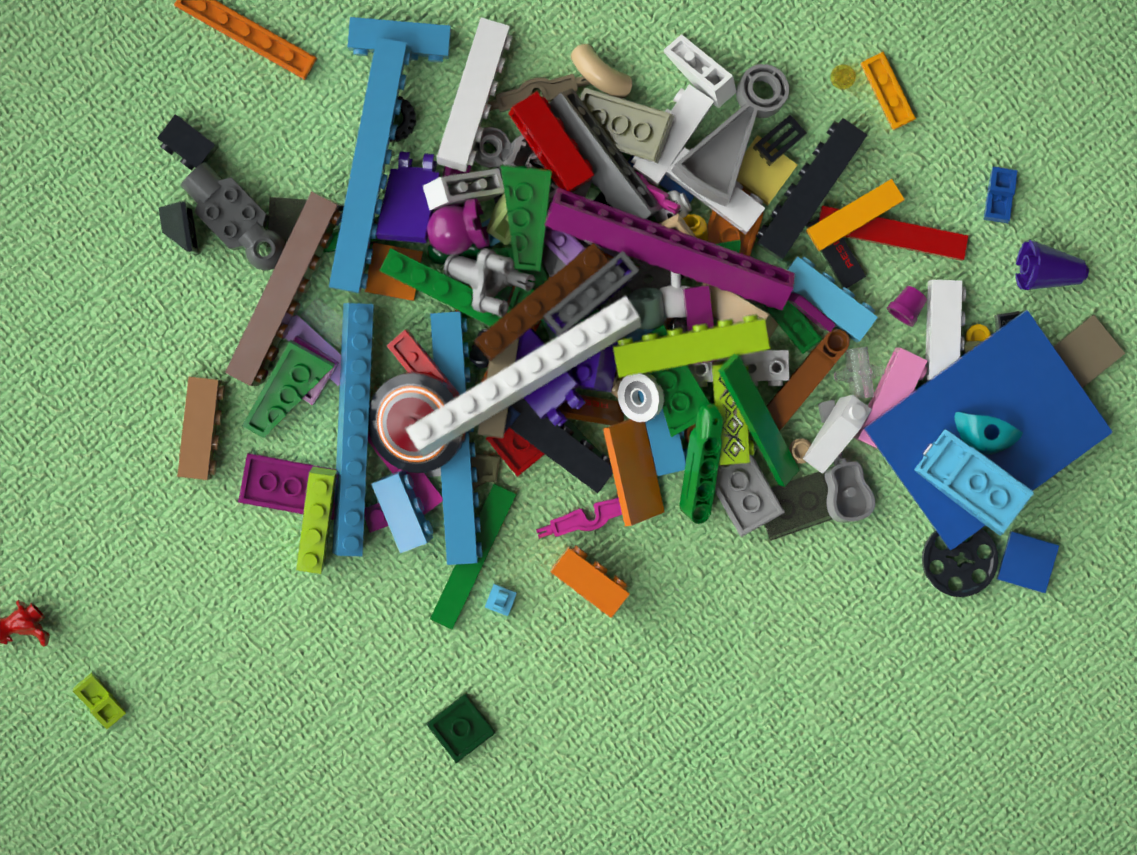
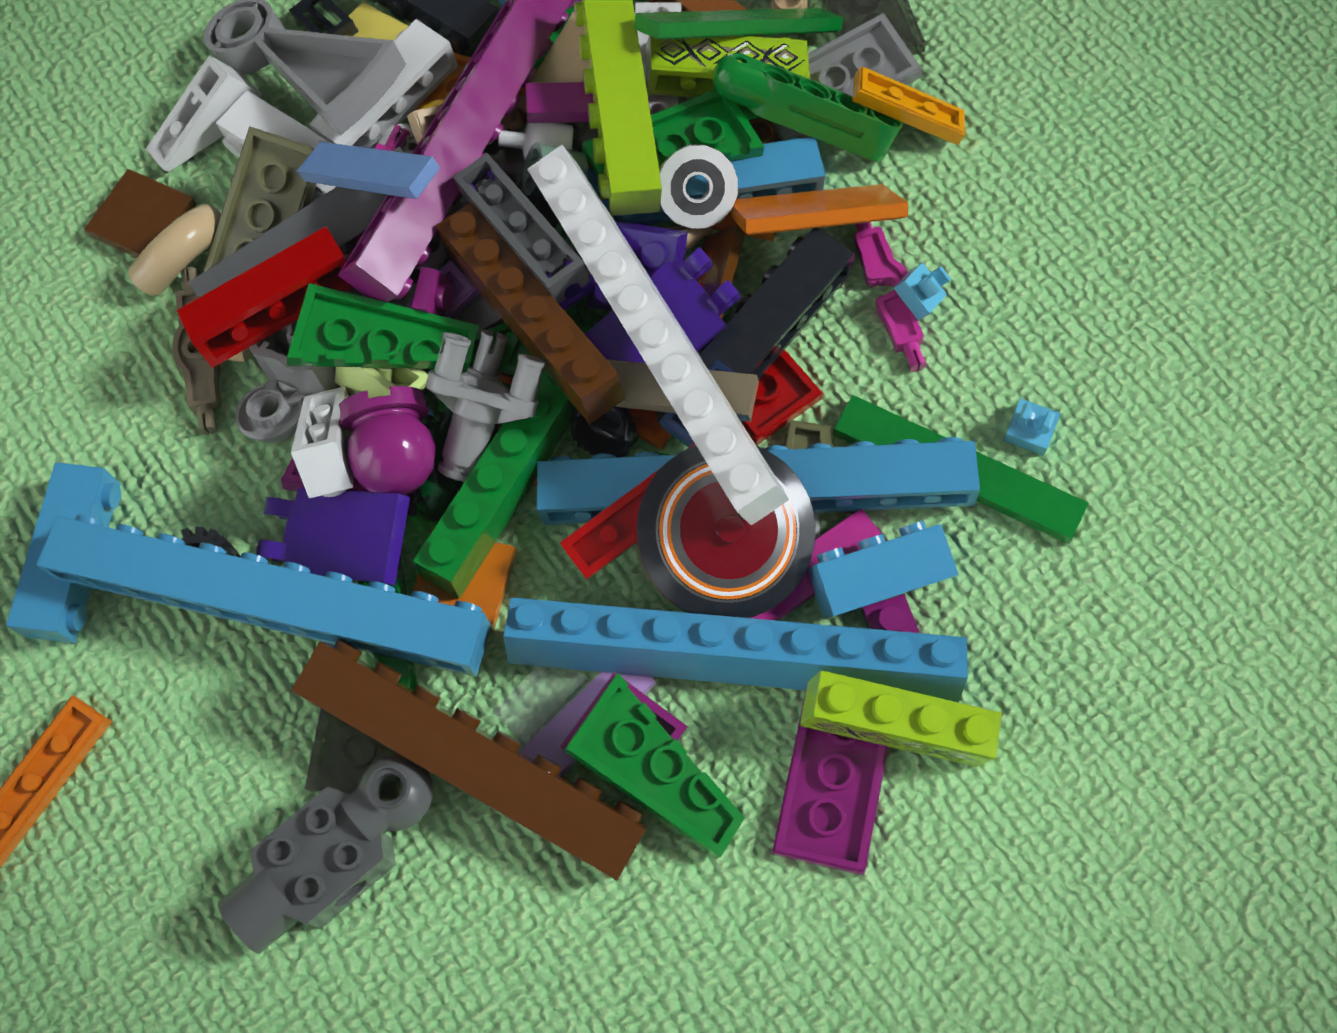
camera: 80 degrees left, 20 degrees down
(179, 225) = (330, 957): black slope -> none
(186, 142) = (178, 940): black brick -> none
(199, 428) = (722, 939): medium nougat brick -> none
(460, 728) = (1260, 497): dark green tile -> none
(473, 95) = (178, 428): white brick -> none
(557, 242) = (433, 292): none -> magenta plate
(584, 535) = (922, 289): none -> medium azure tile
(590, 580) = (998, 274): orange brick -> none
(627, 197) = (369, 169): none -> medium blue tile
(629, 40) = (137, 213): none -> reddish brown tile
(713, 528) = (909, 105): none -> light orange tile

